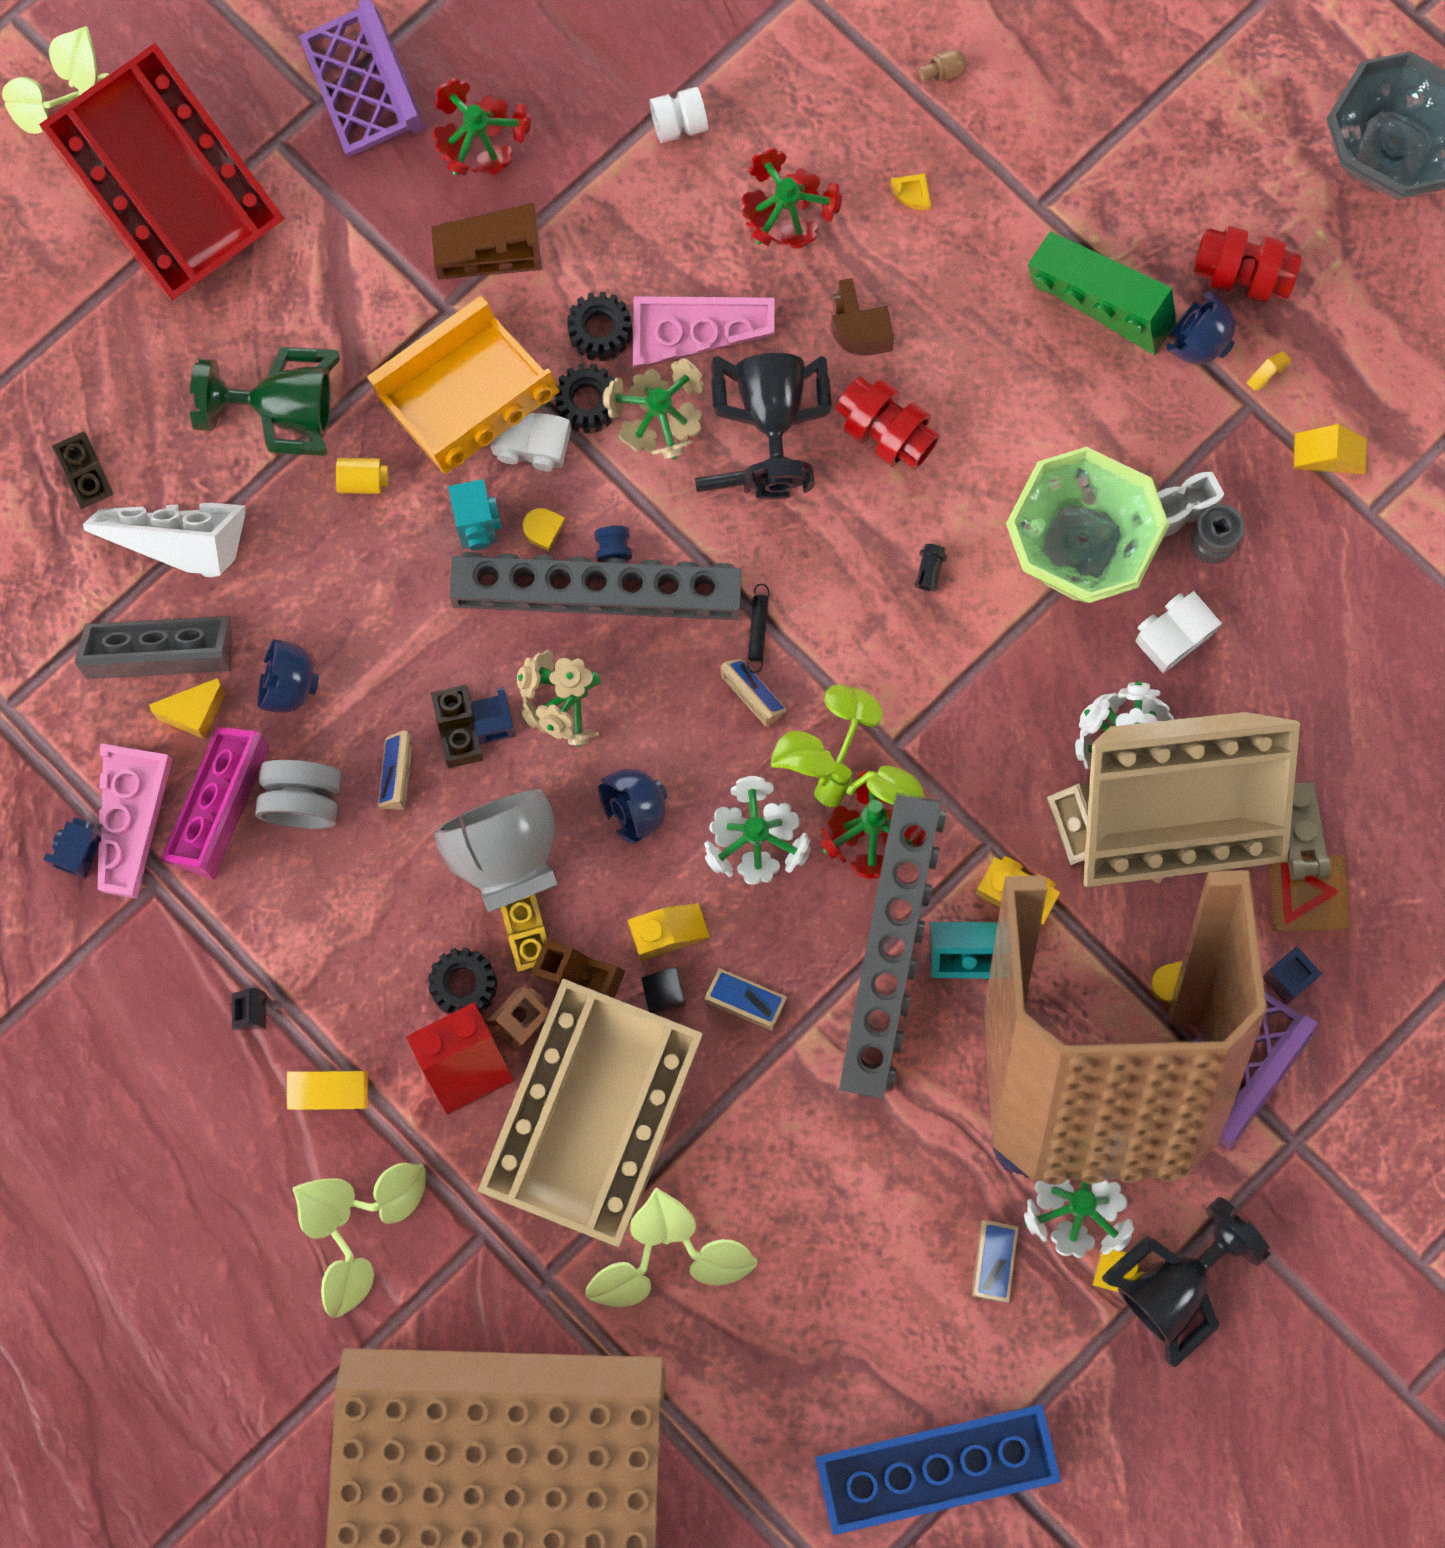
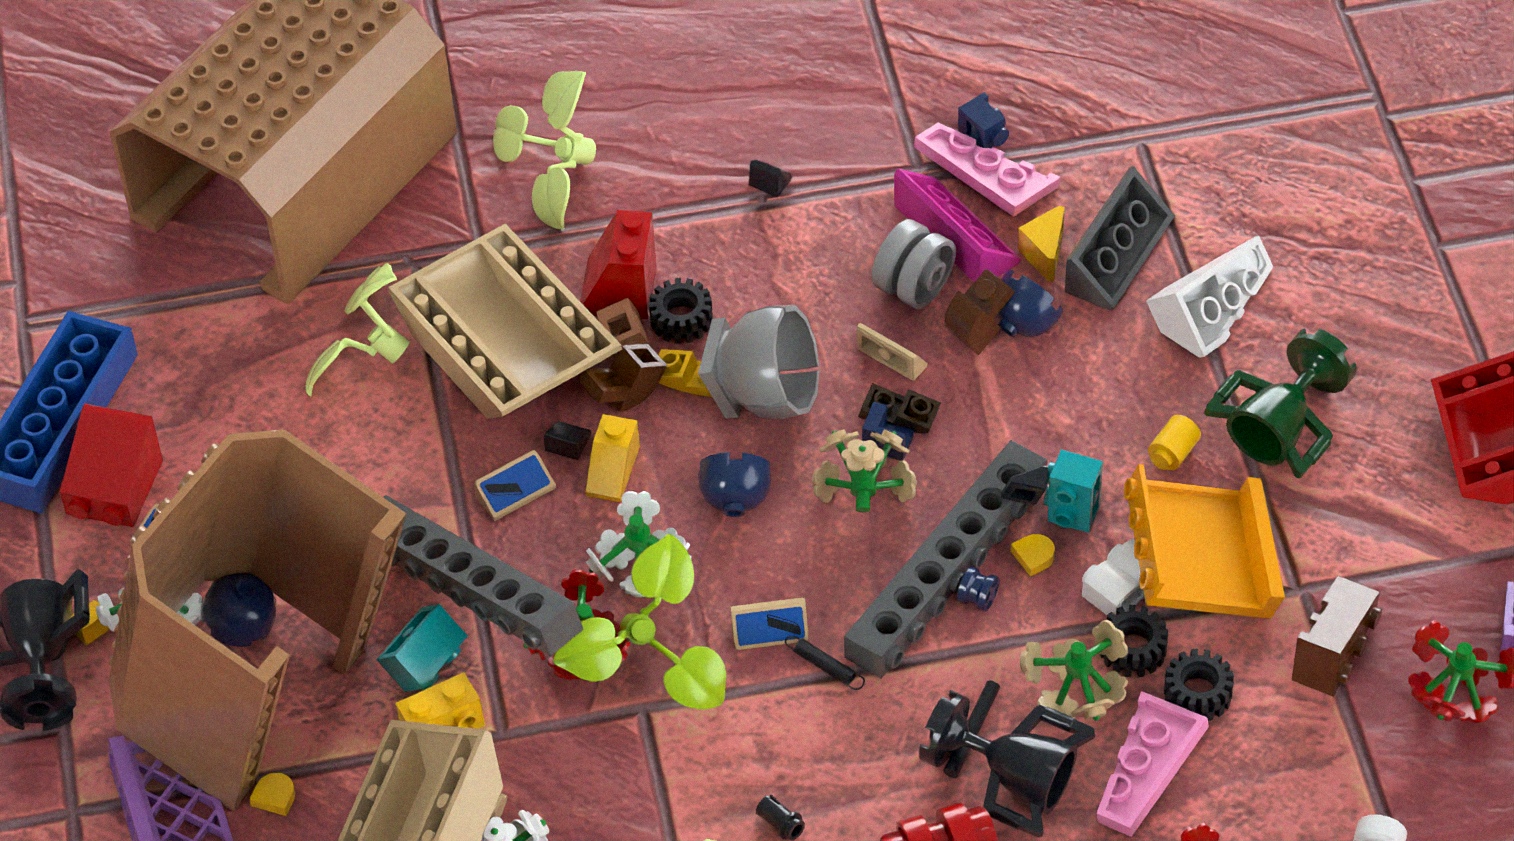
camera: 125 degrees right, 25 degrees down
(83, 470) = (1305, 268): dark brown slope -> none
(323, 704) = (972, 313): none -> reddish brown brick
(327, 1090) = (664, 189): yellow slope -> none
(499, 544) = (1027, 486): none -> black slope
(967, 1364) = (110, 465): none -> red slope

